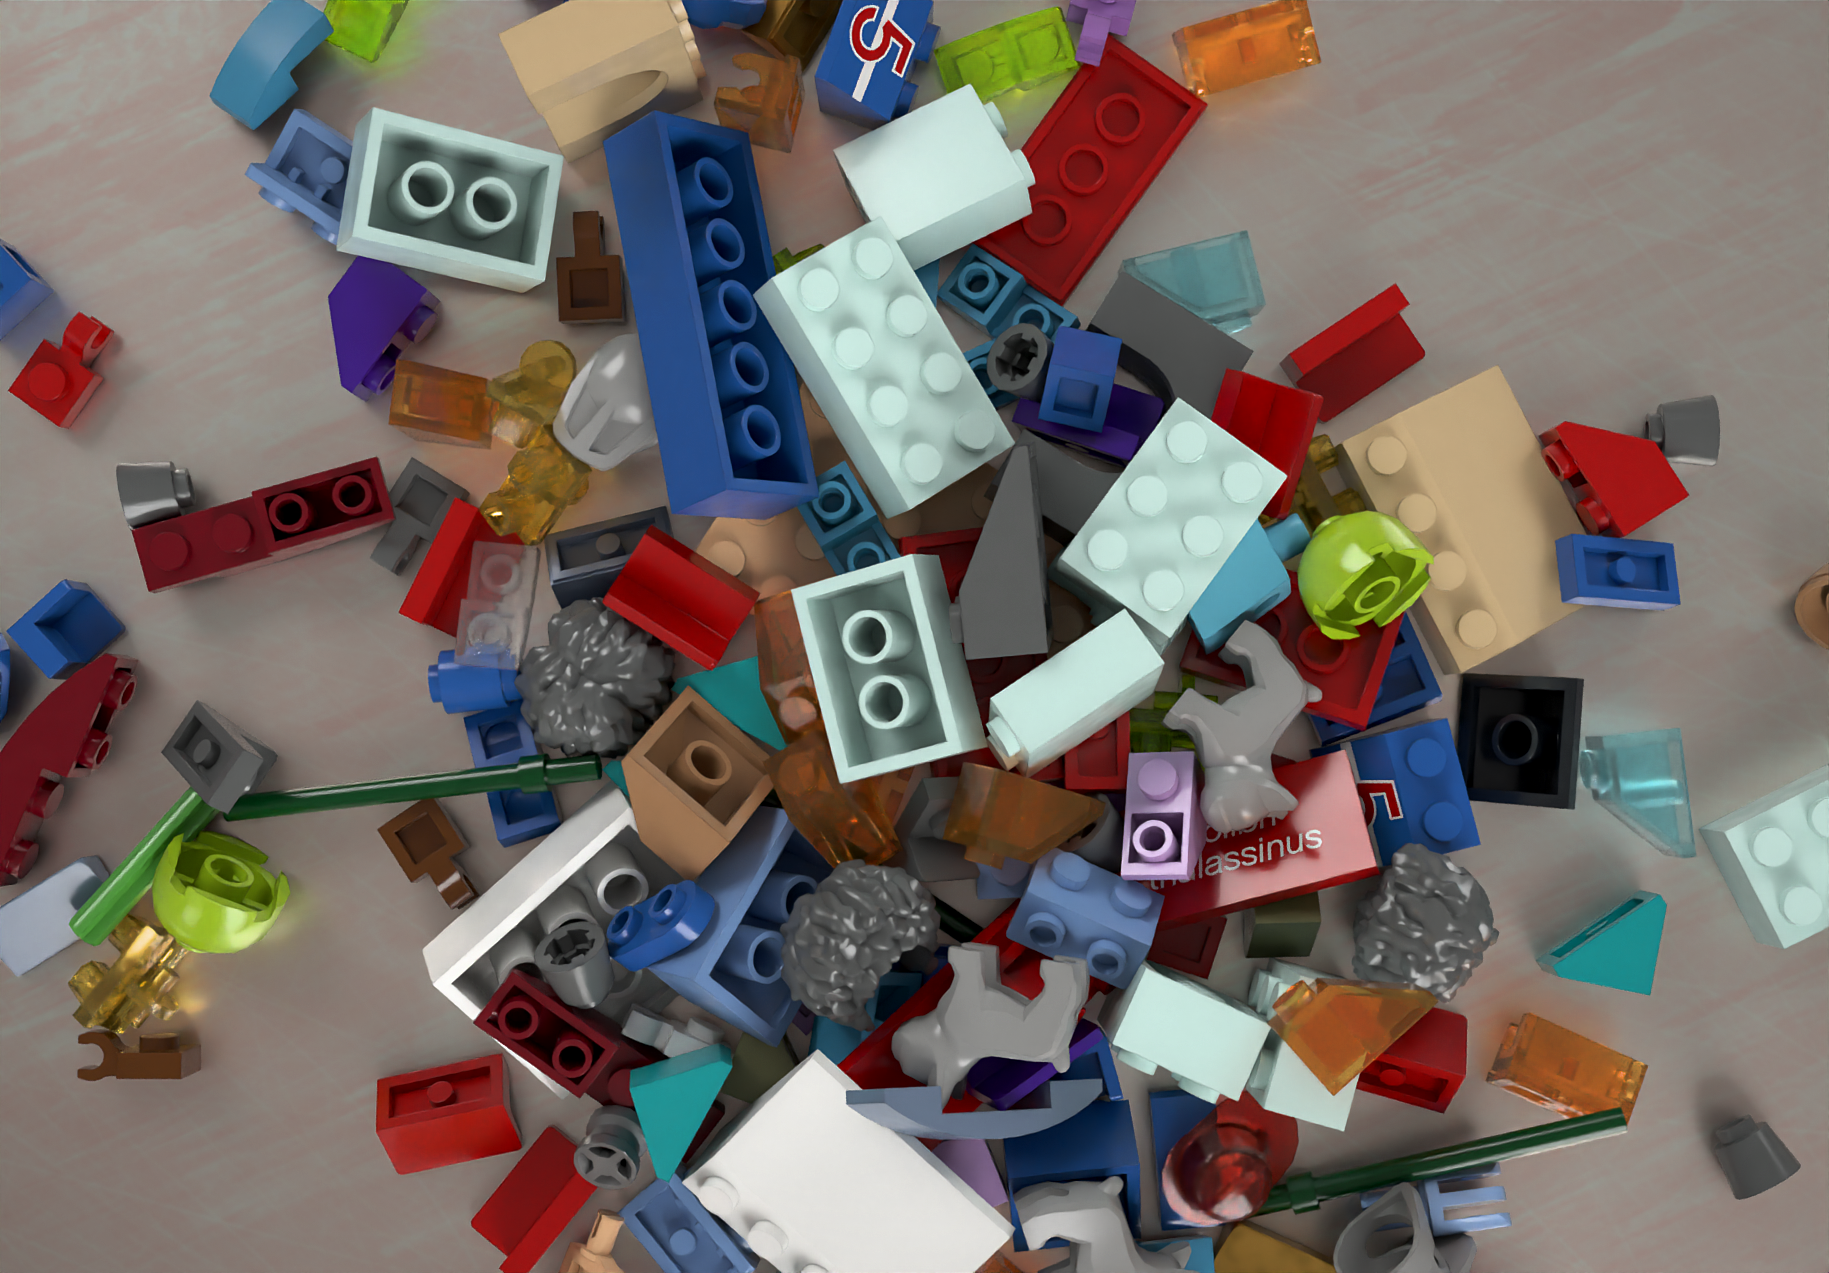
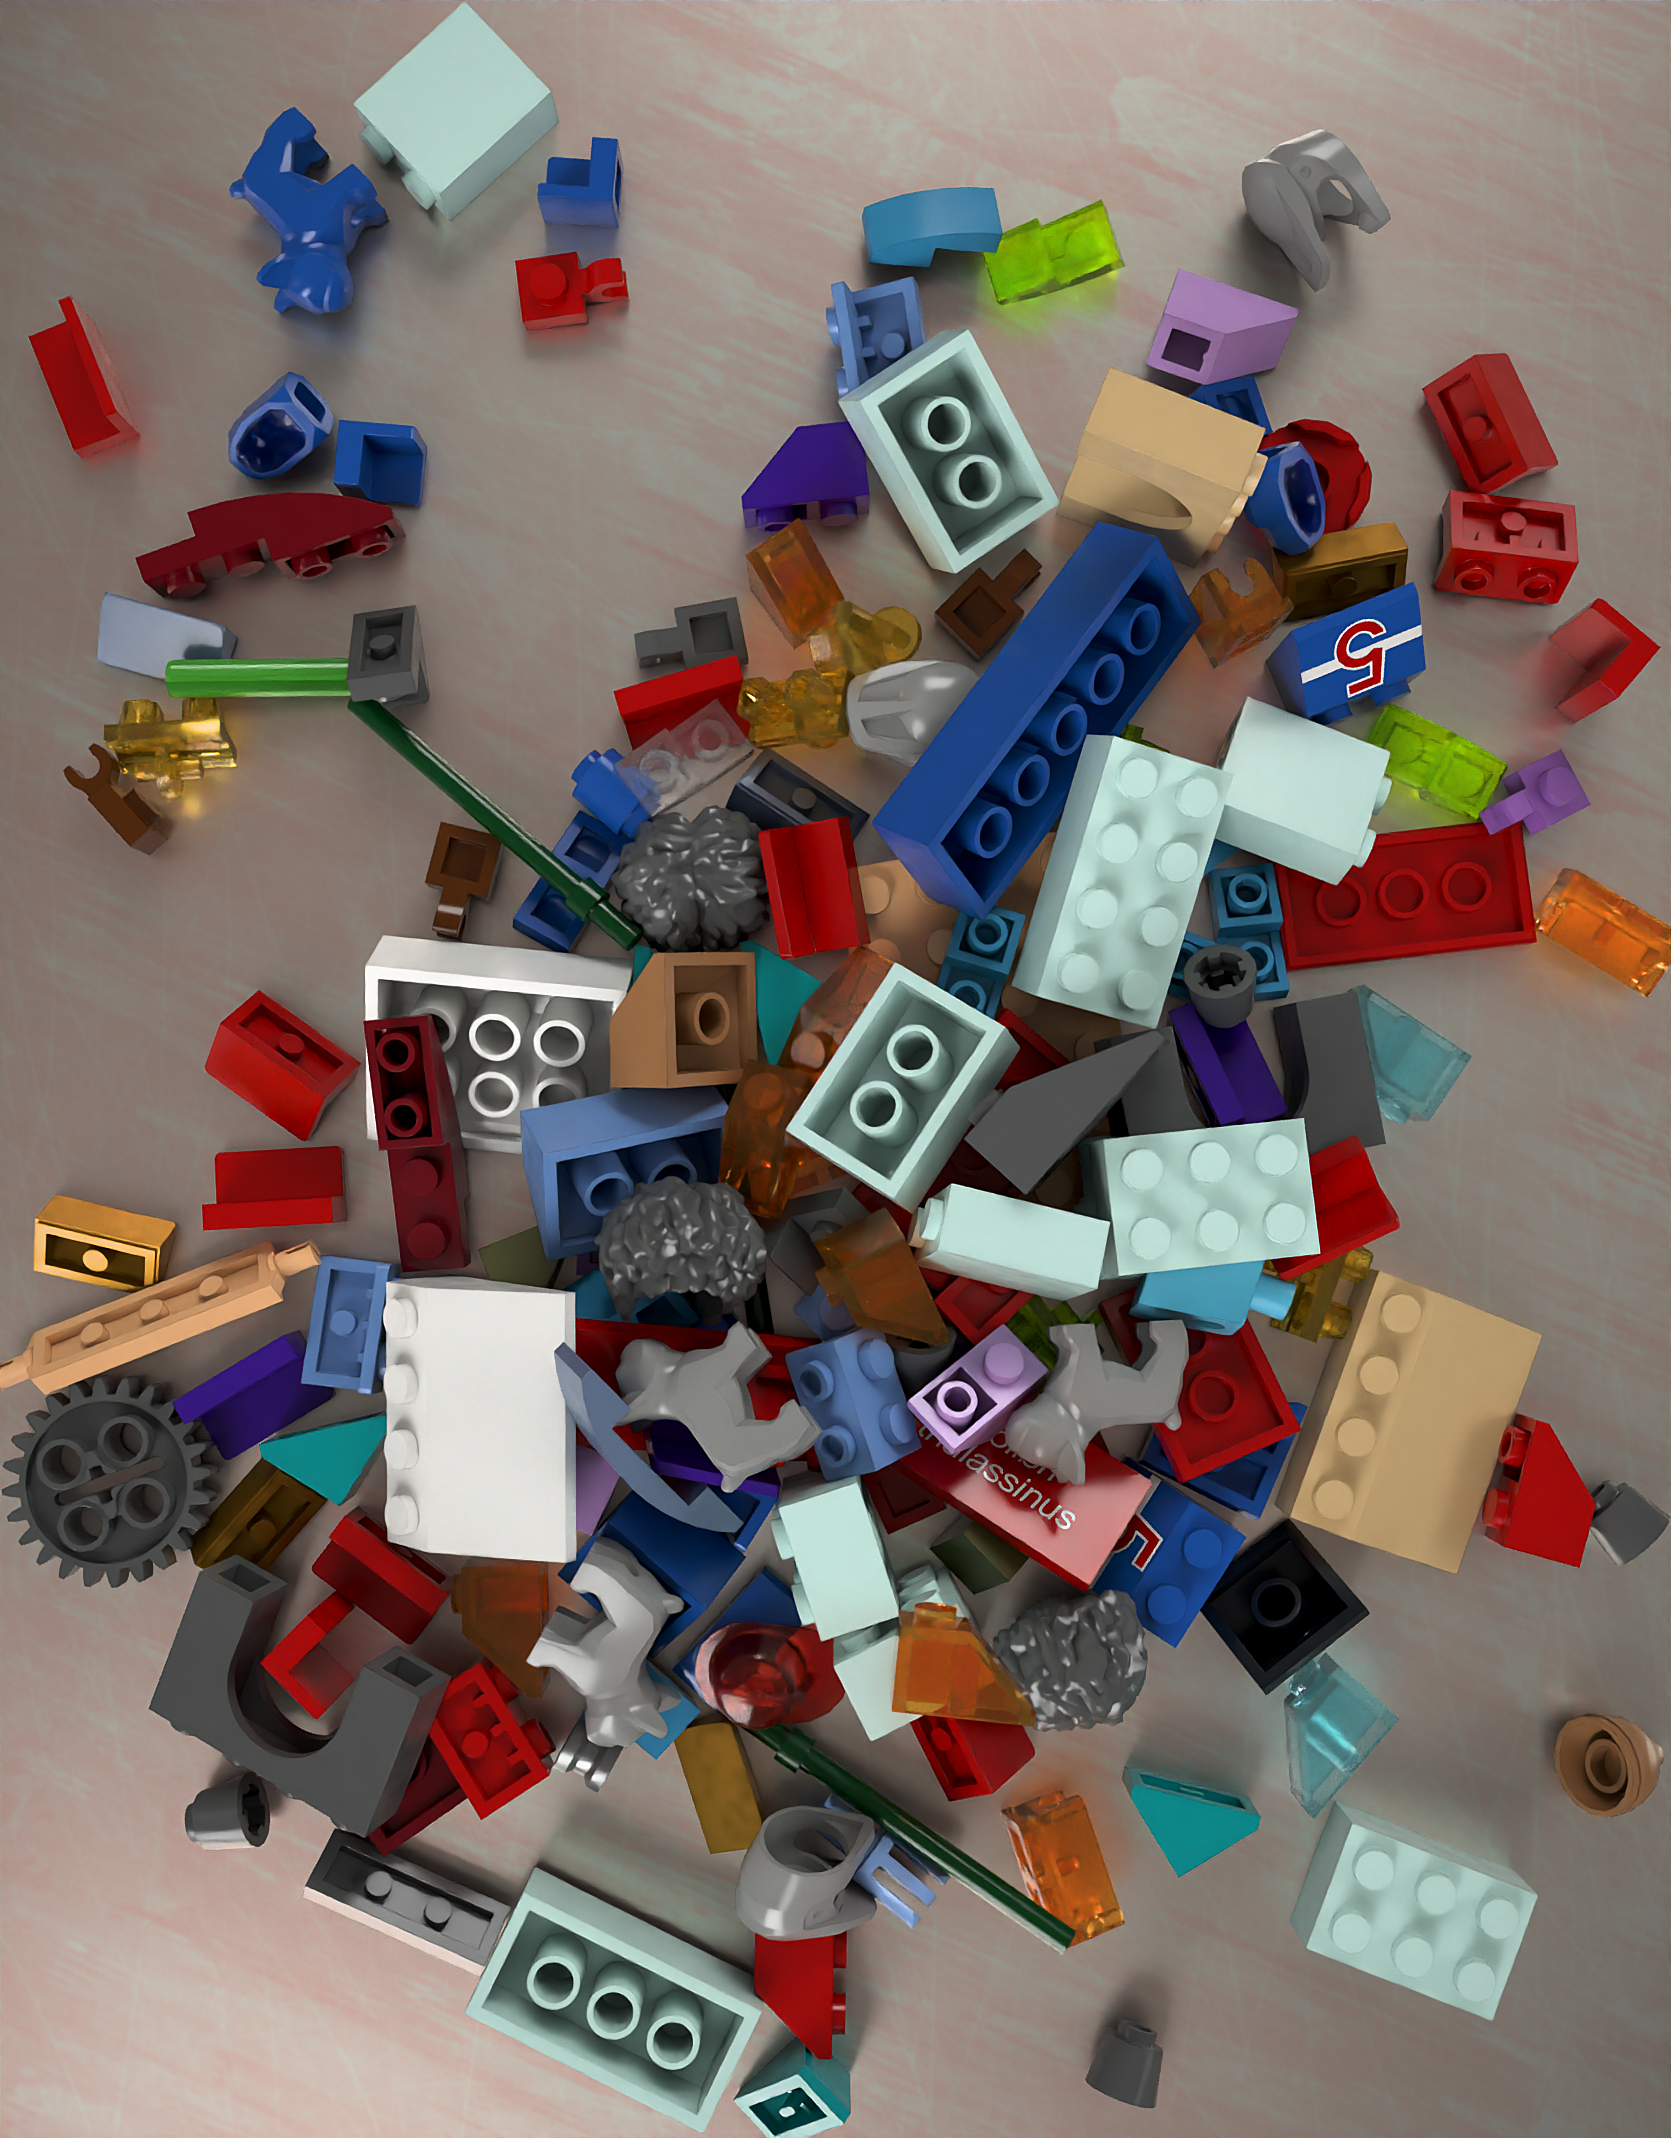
camera: 45 degrees right, 0 degrees up
(153, 492) = (536, 434): dark grey hat -> none
(216, 893) = (287, 748): lime cylinder -> none
(265, 527) = (587, 538): dark red slope -> none
(577, 964) = (475, 1058): dark grey hat -> none
(612, 1148) = (365, 1207): flat silver wheel -> none
(659, 925) = (559, 1092): blue plate -> none
(670, 1036) = (495, 1198): white plate -> none
(674, 1100) = (440, 1222): teal slope -> none
(1080, 378) = (1247, 1033): blue panel -> none
(1355, 354) = (1453, 1221): red panel -> none
(1361, 571) = (1297, 1373): lime cylinder -> none
(1617, 572) = (1471, 1565): blue plate -> none

